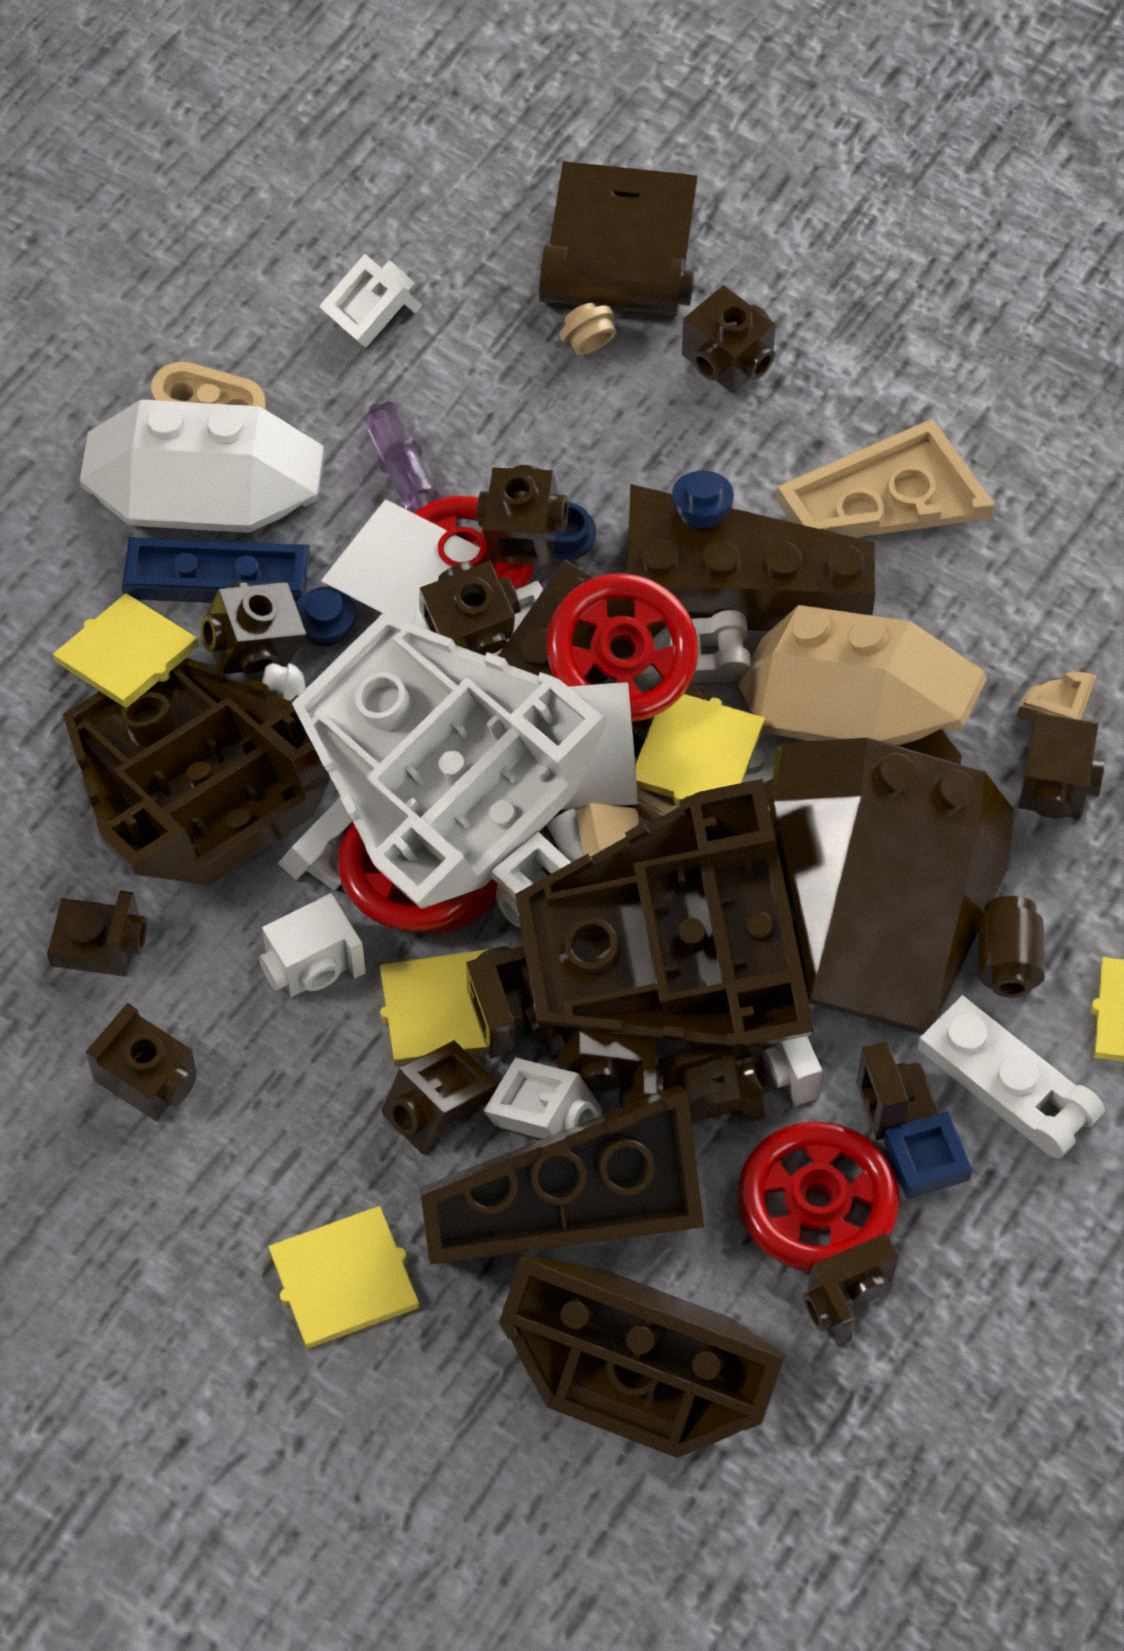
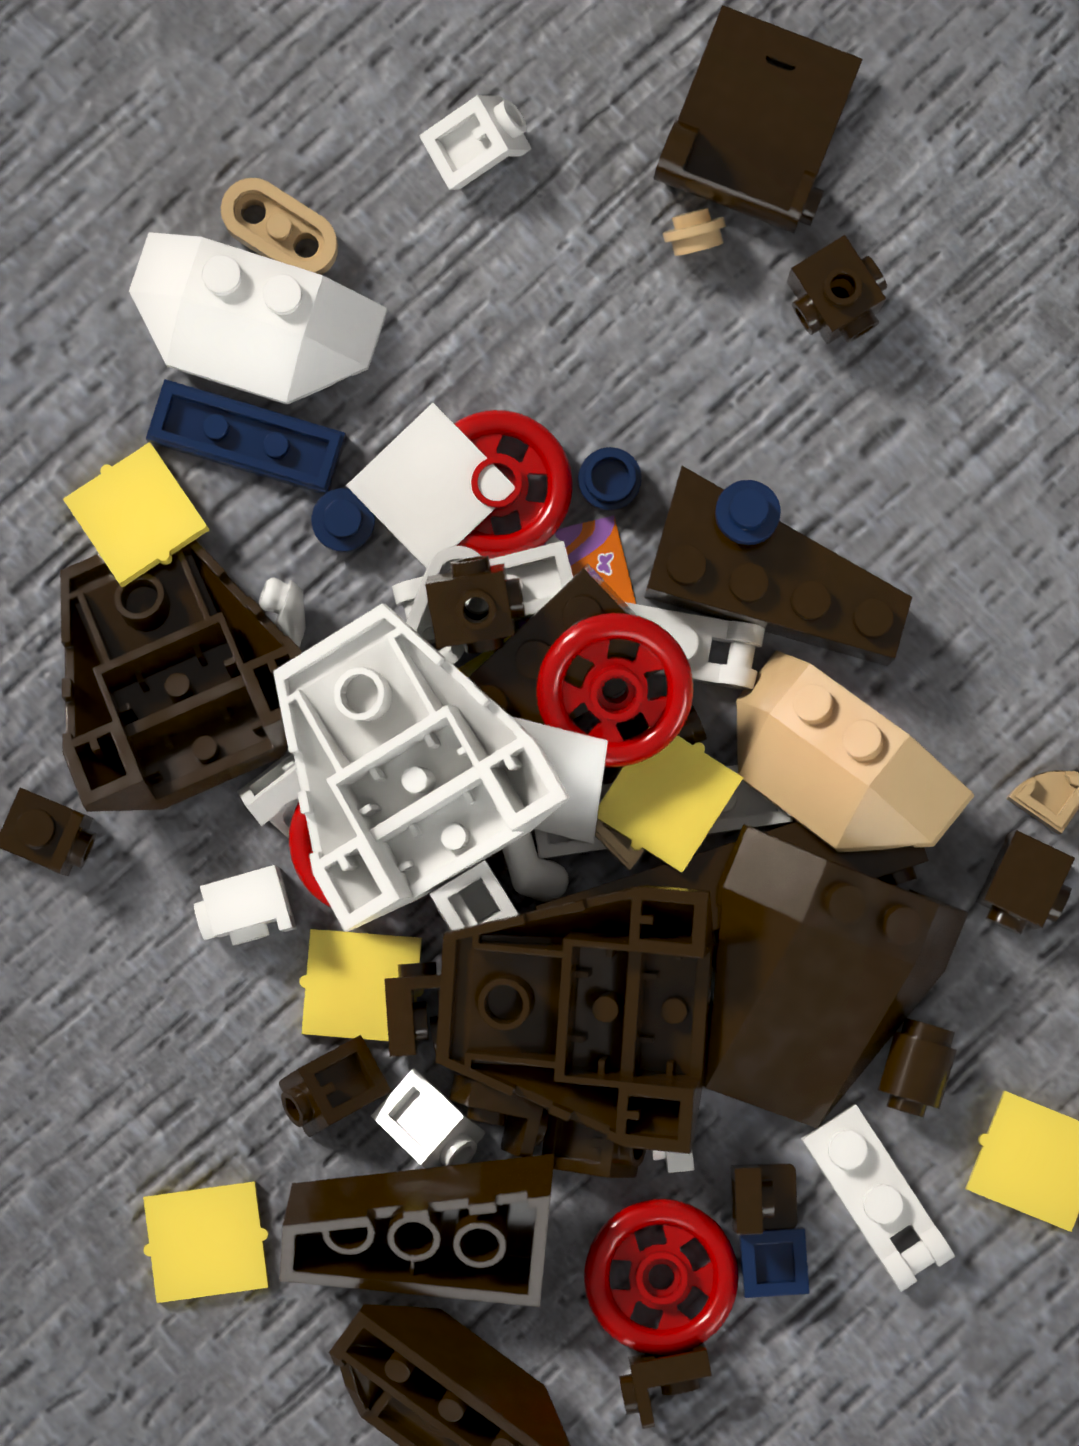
camera: 15 degrees right, 25 degrees up
(147, 1086) = (56, 963): dark brown brick -> none
(252, 627) = (262, 532): dark brown brick -> none
(399, 455) = (461, 345): clear purple axle -> none
(522, 515) = (570, 498): dark brown brick -> none
(604, 825) = (555, 868): tan tile -> none
(889, 488) = (951, 507): tan wing -> none

